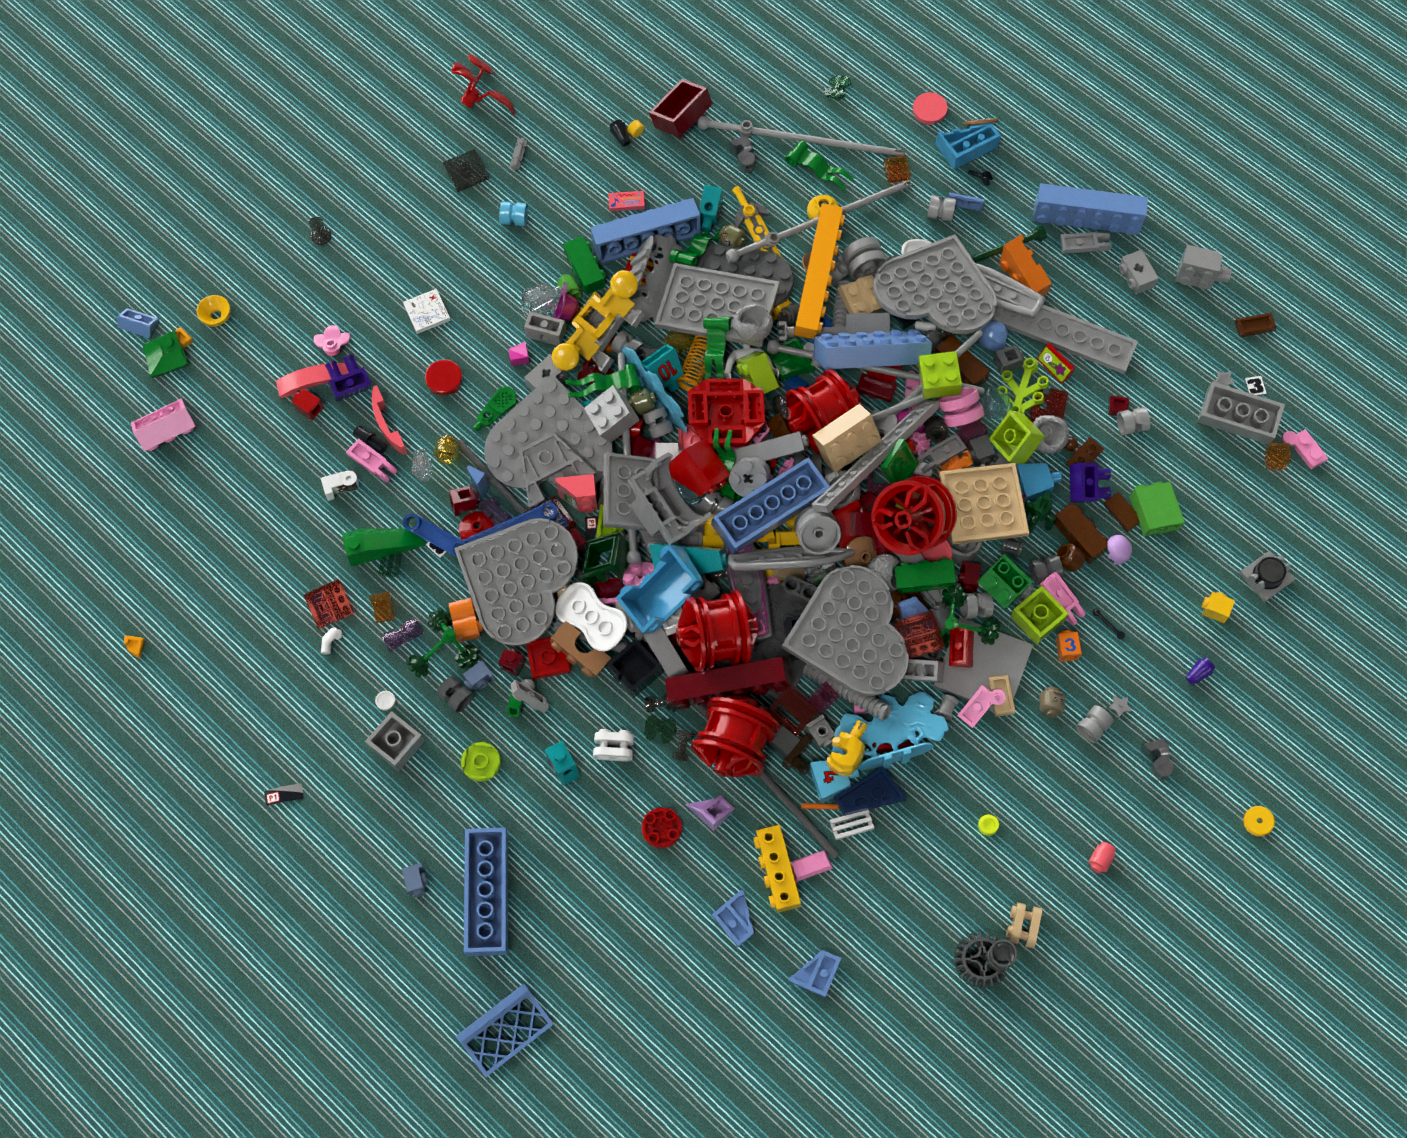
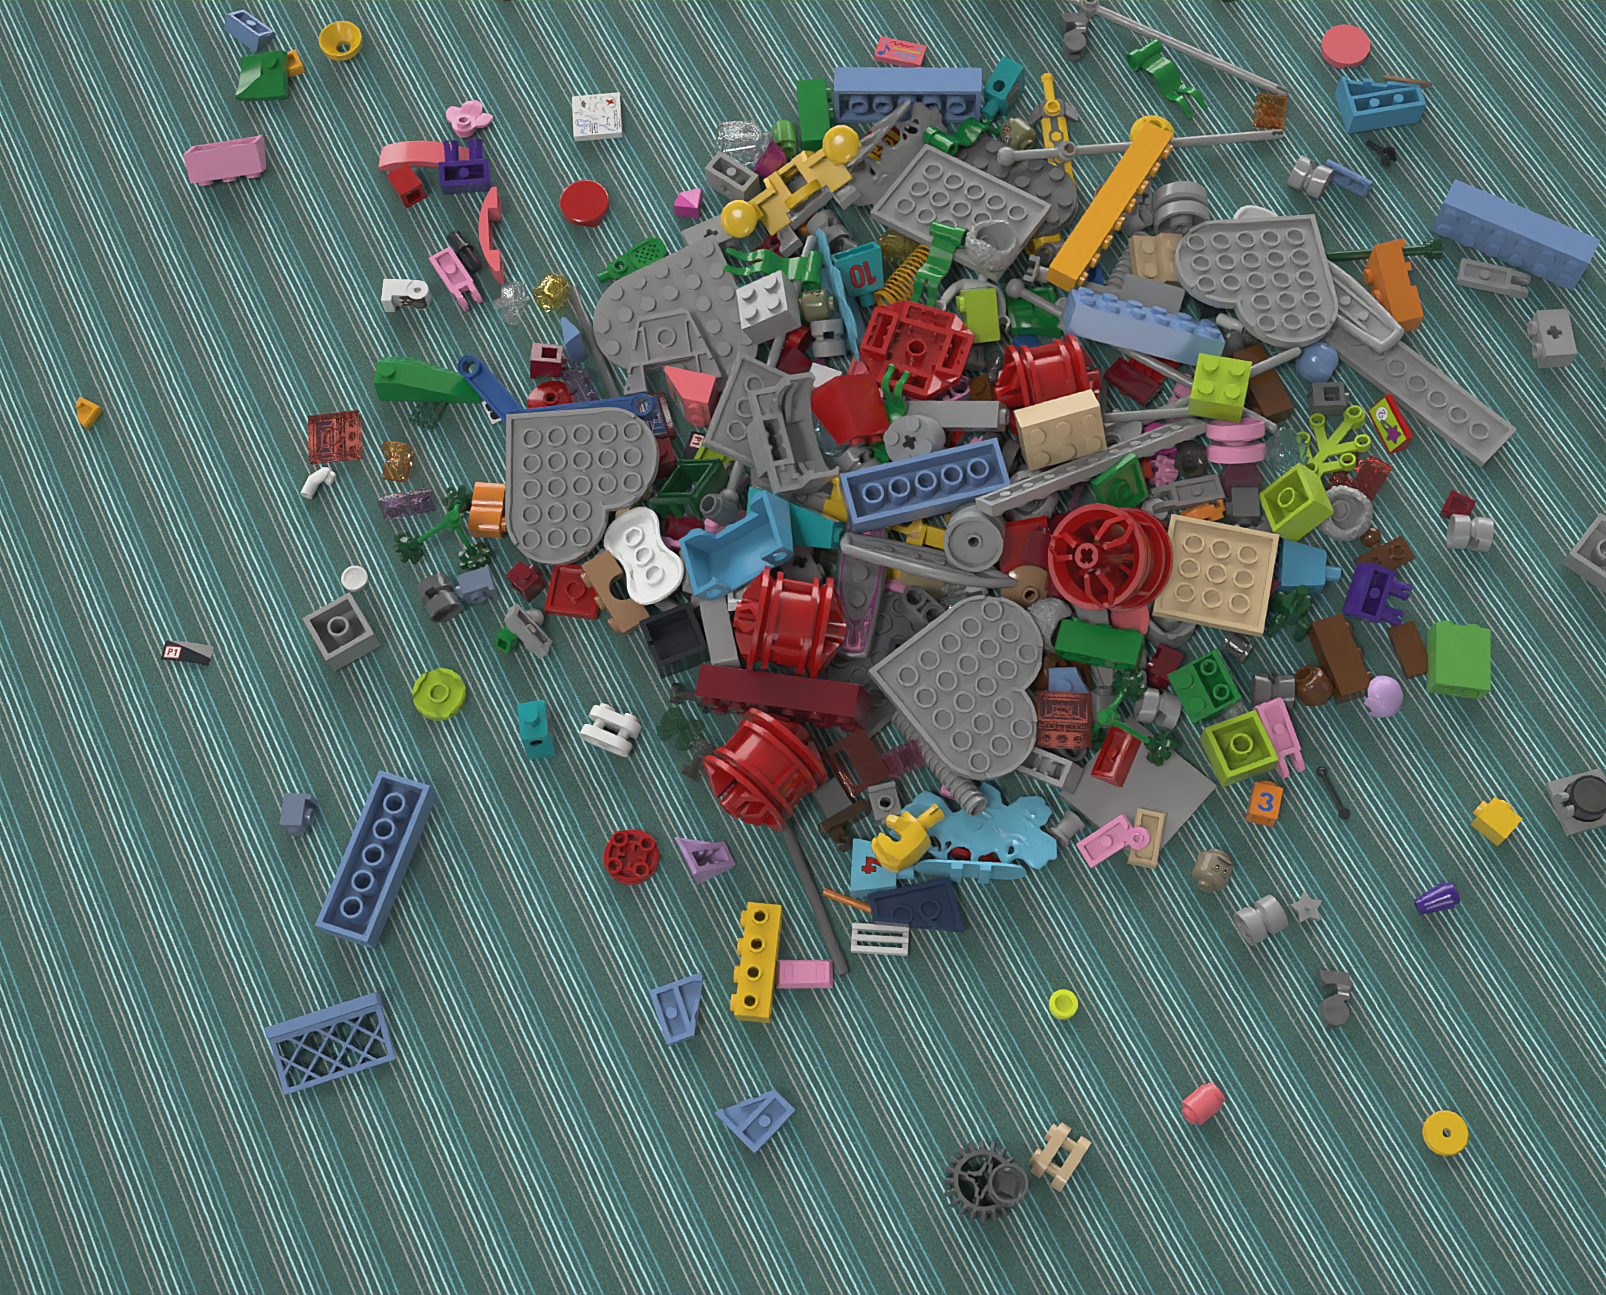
camera: 25 degrees right, 0 degrees up
(513, 213) = (749, 26): medium azure wheel -> none
(632, 567) = (718, 509): none -> dark grey brick

